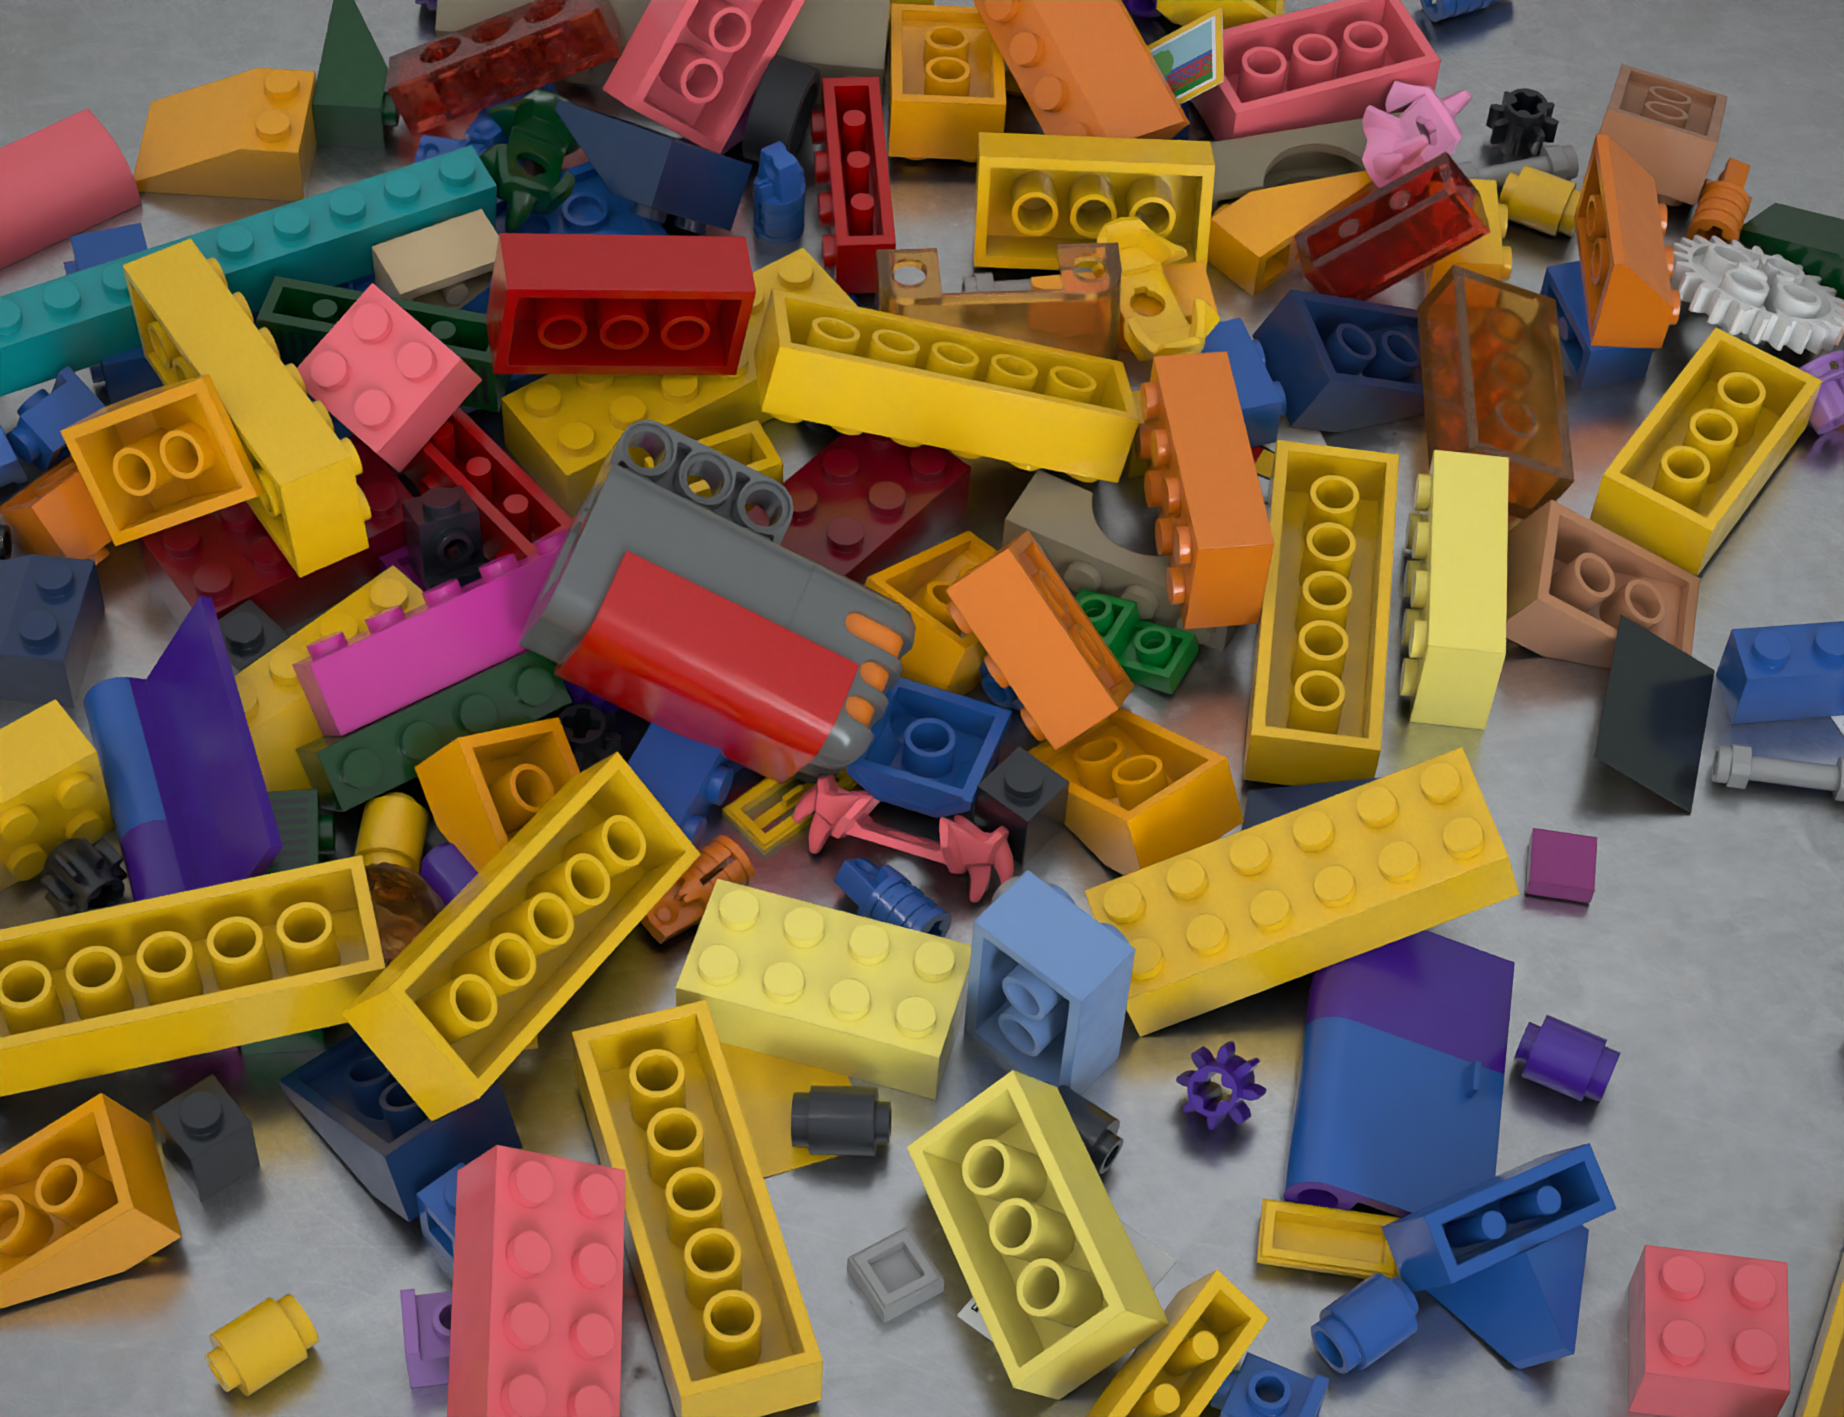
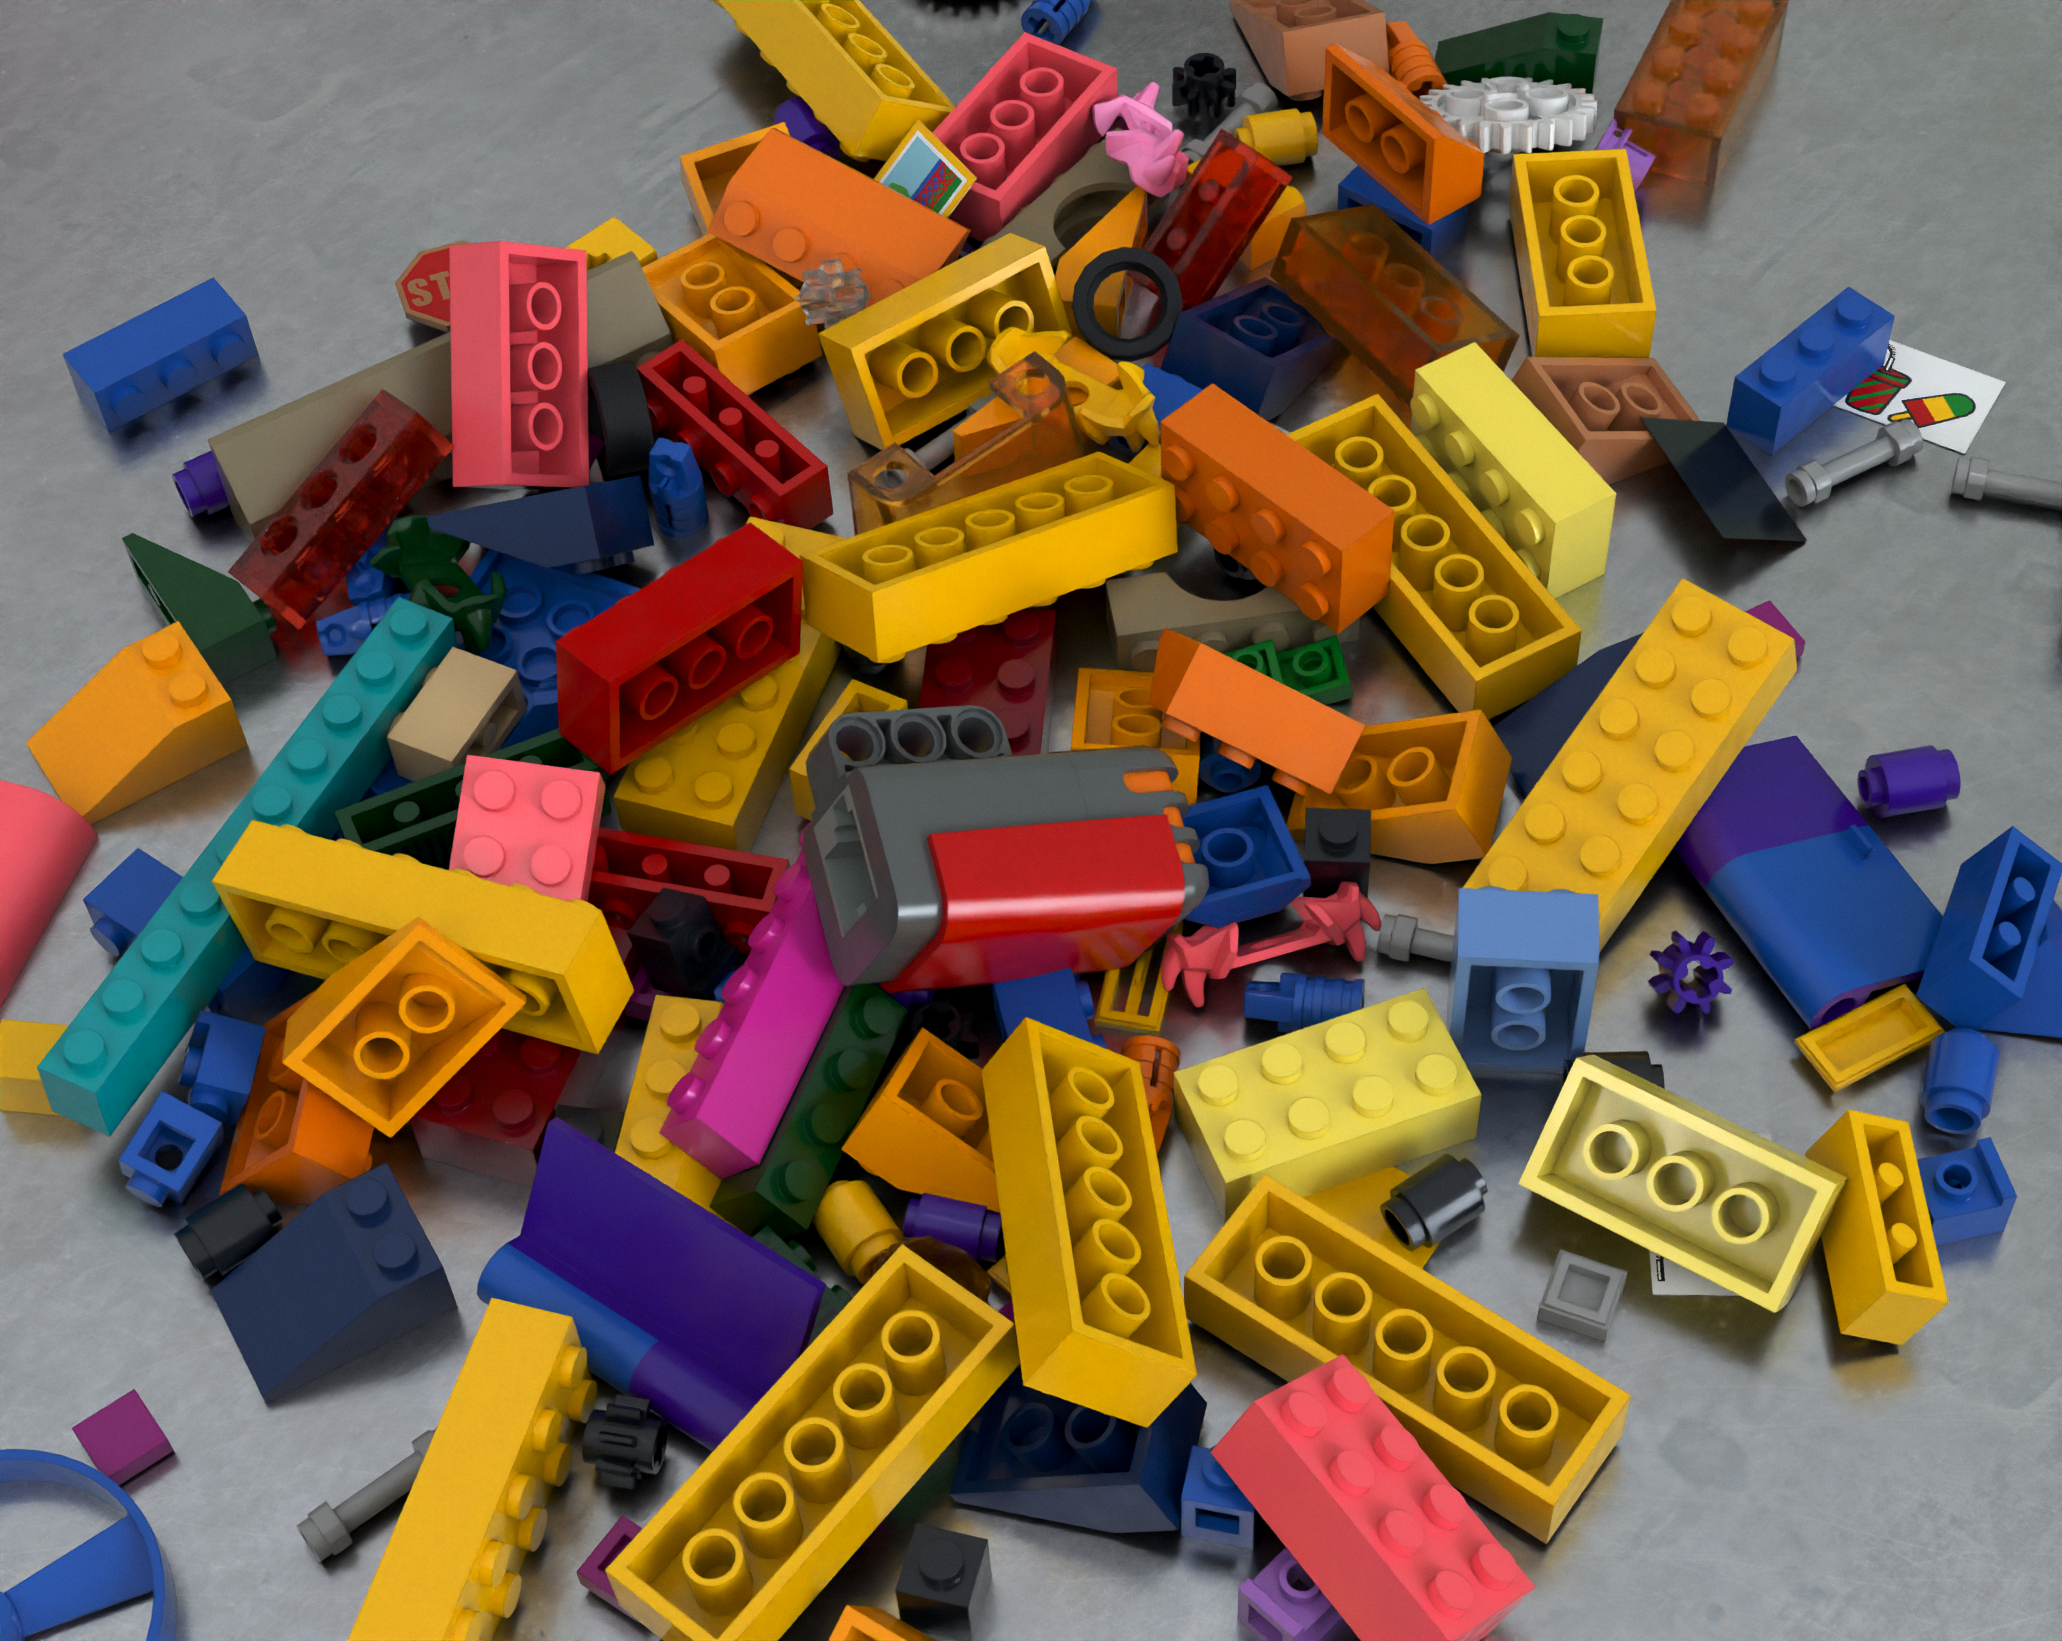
camera: 30 degrees left, 0 degrees up
(1012, 93) = (832, 293): none -> clear gear
(1228, 231) = (1113, 262): none -> black tyre

